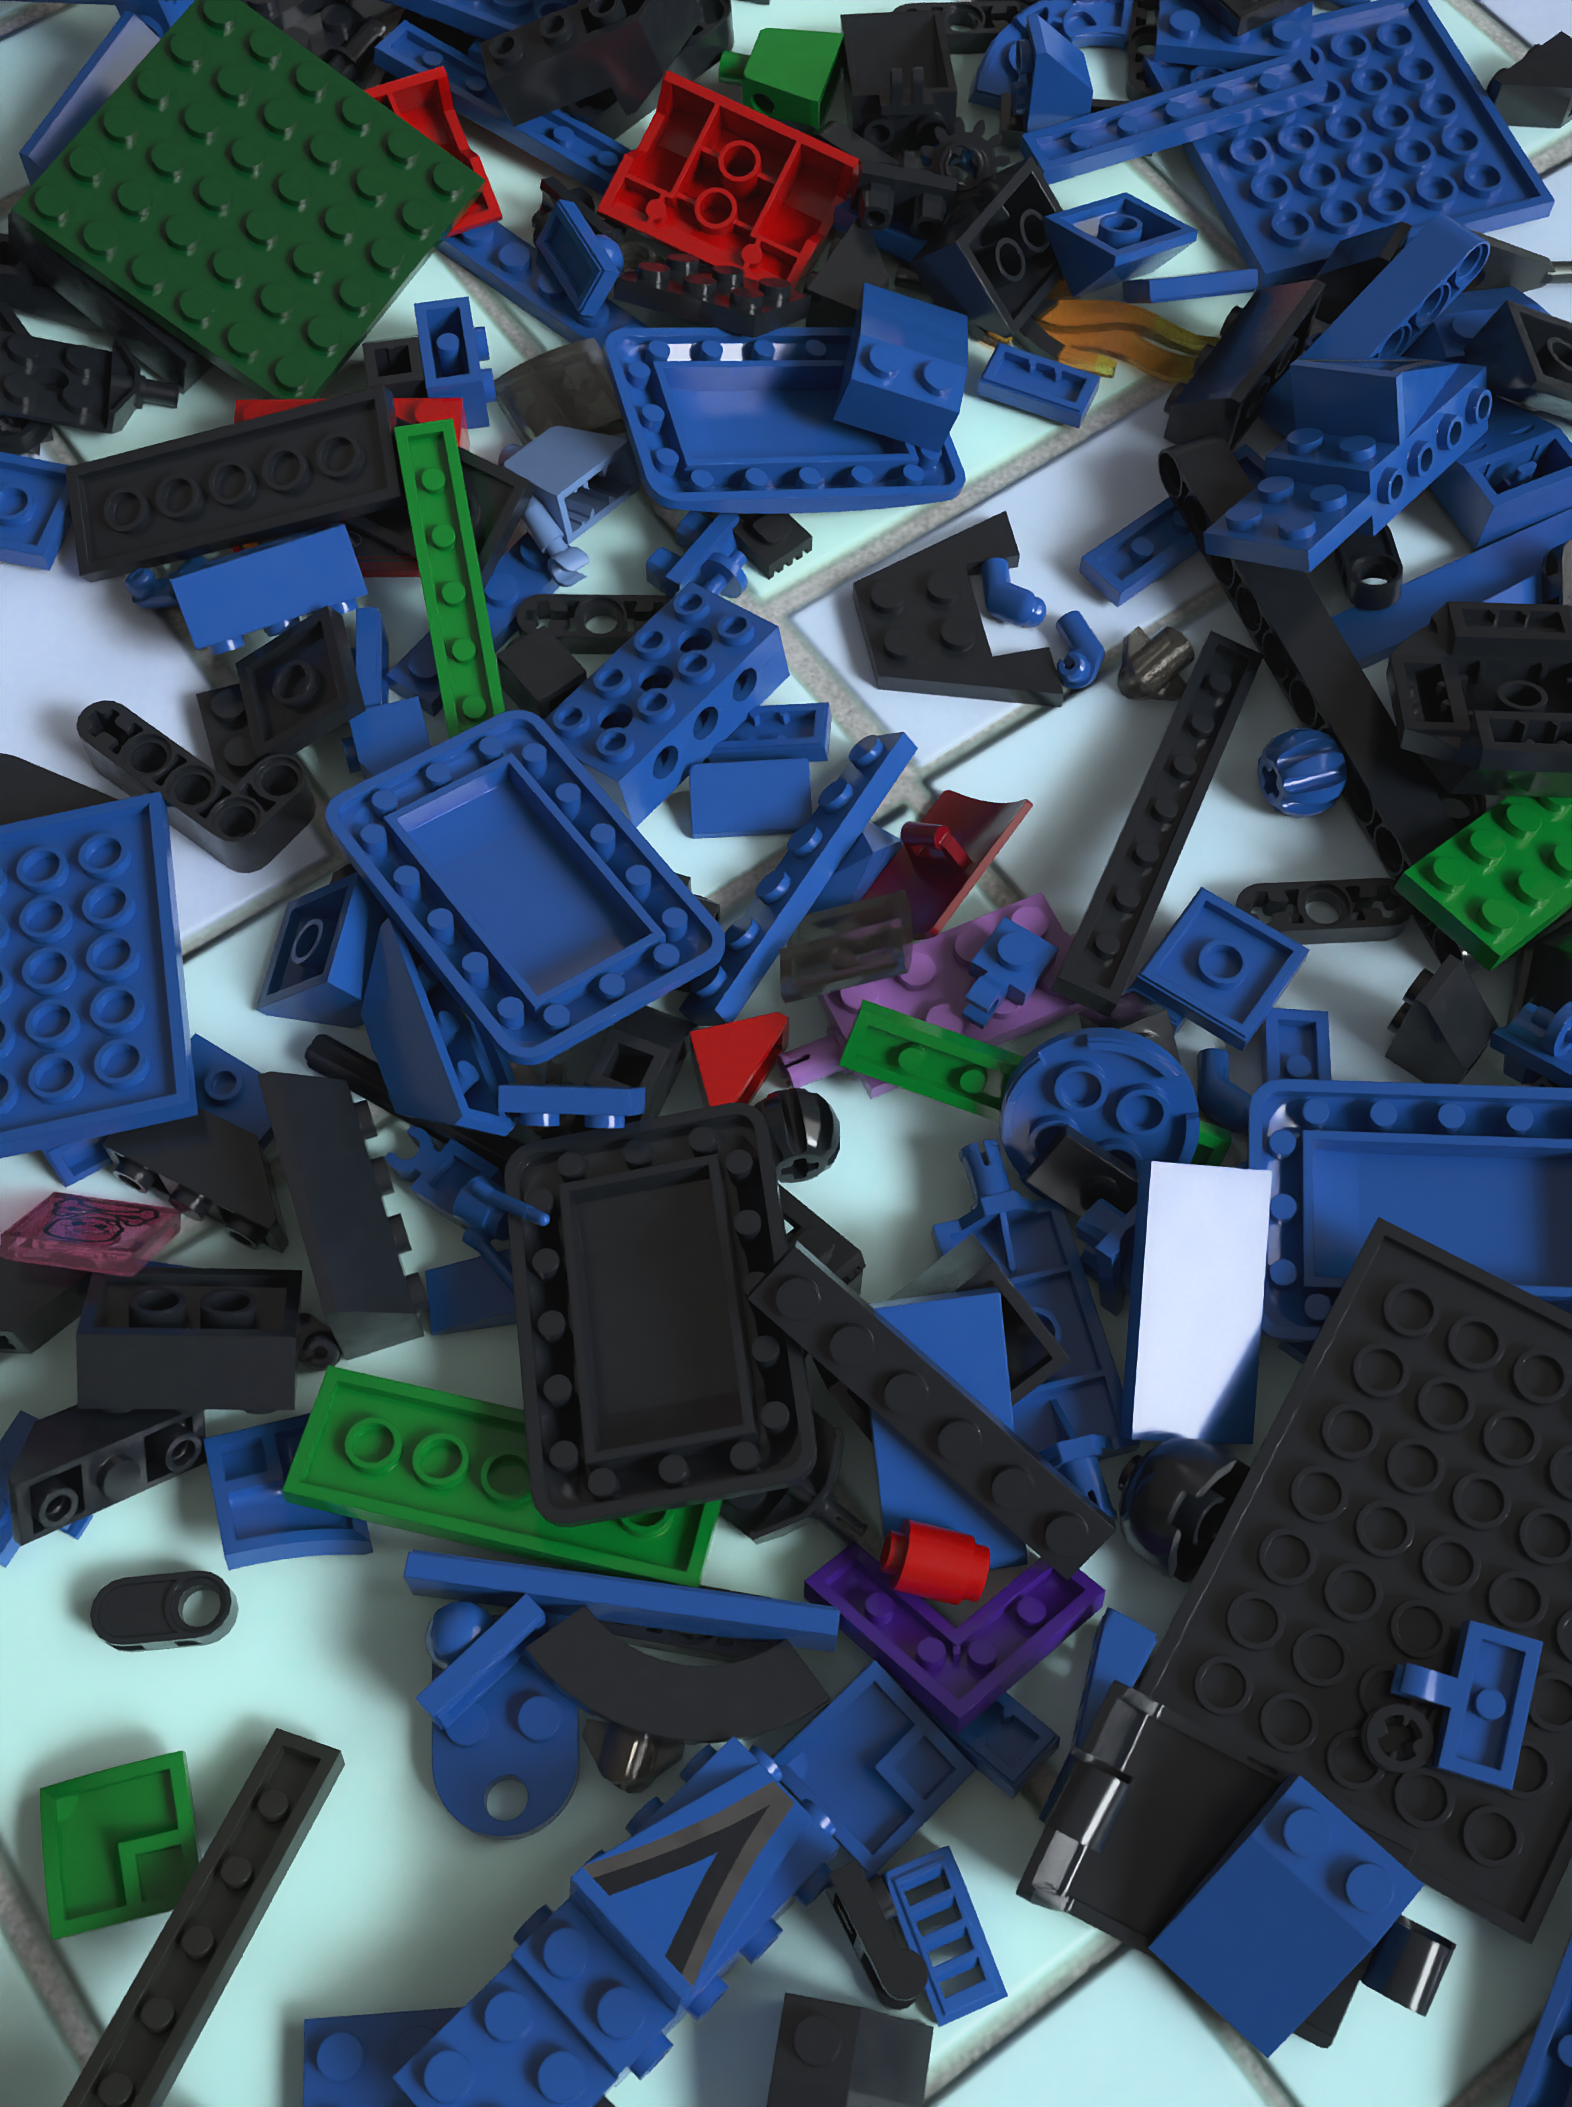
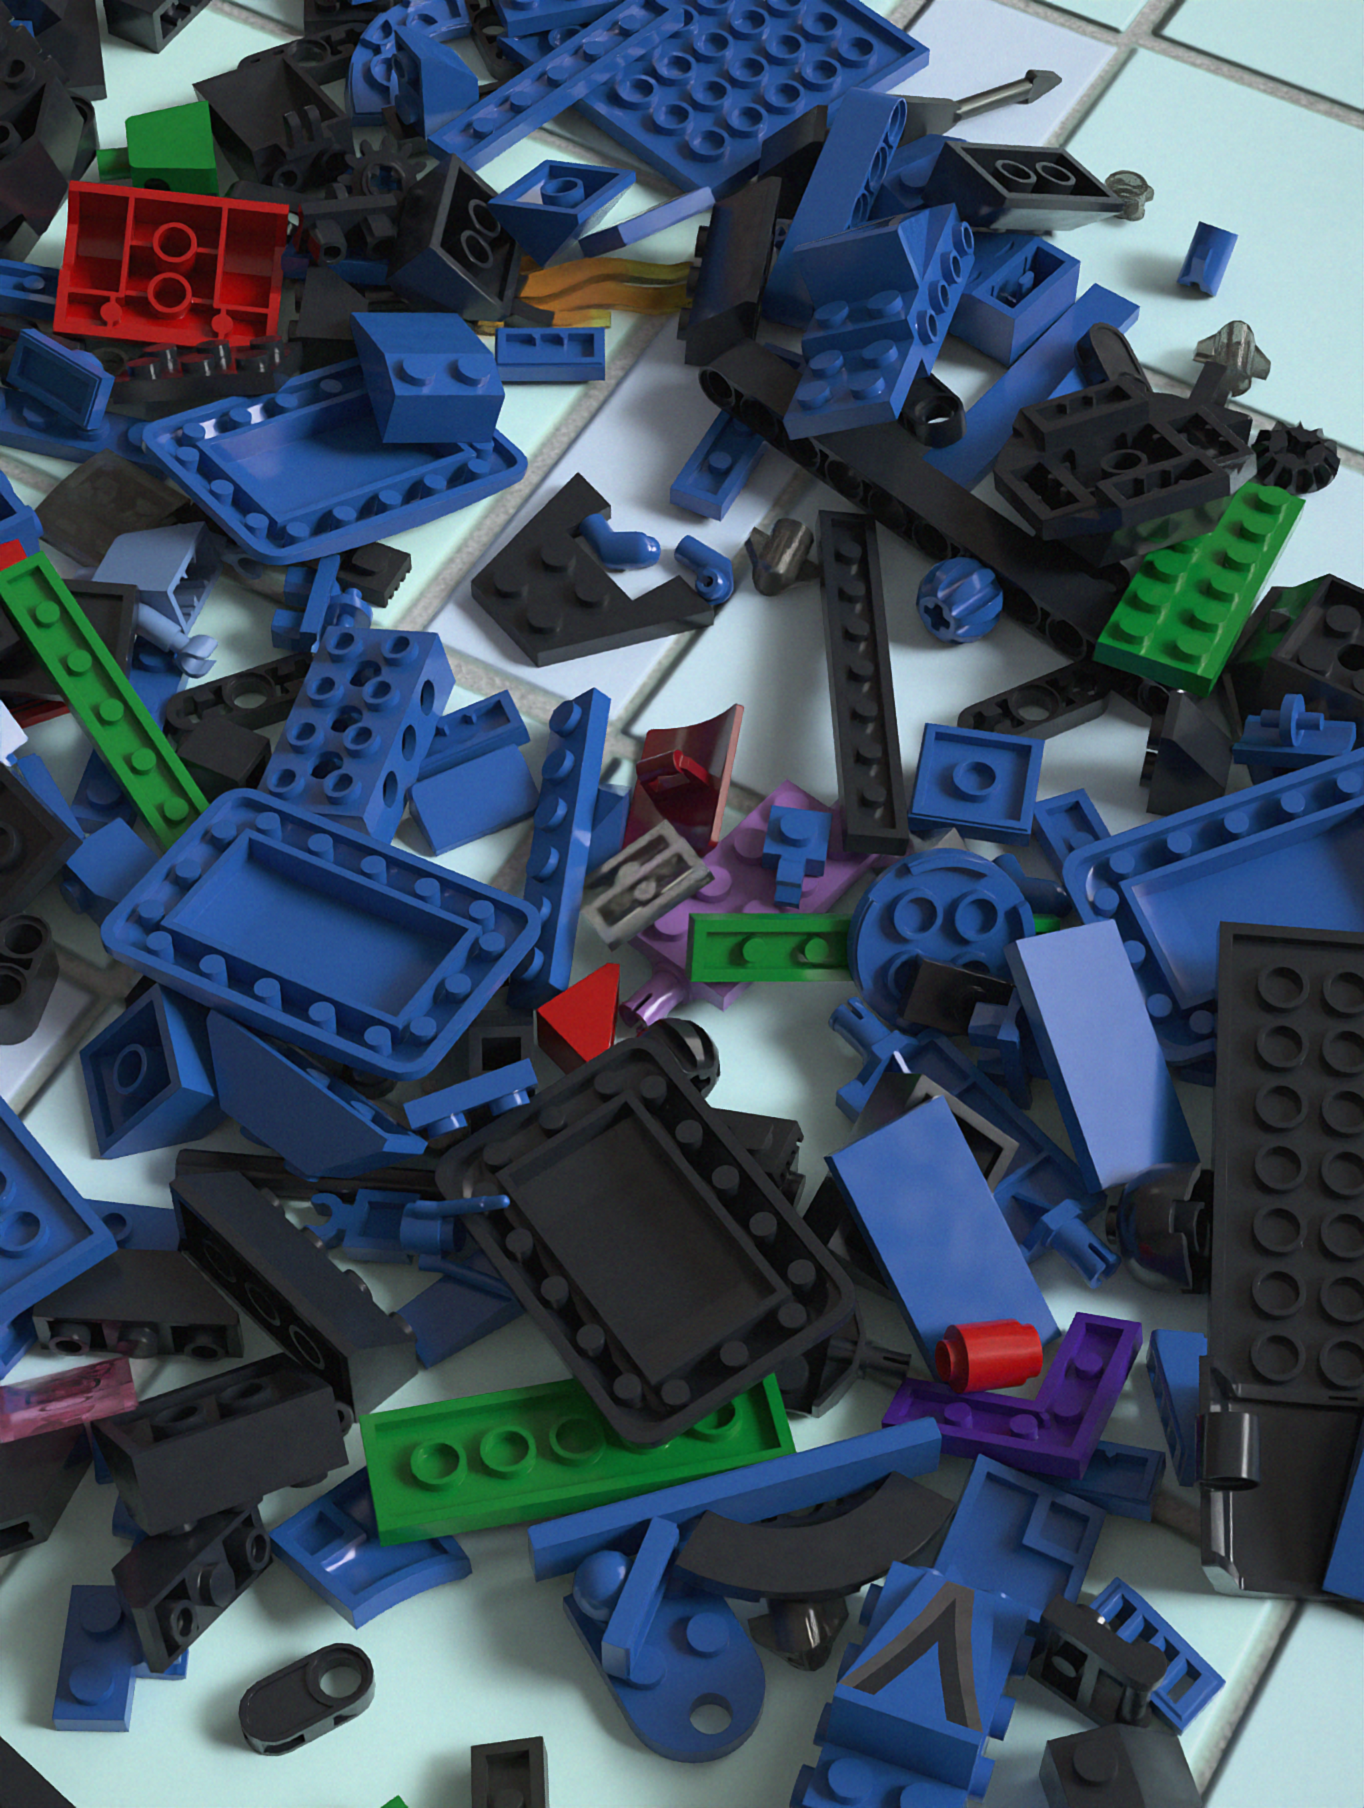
camera: 25 degrees left, 10 degrees down
(932, 1410) = (929, 1218): black plate -> none

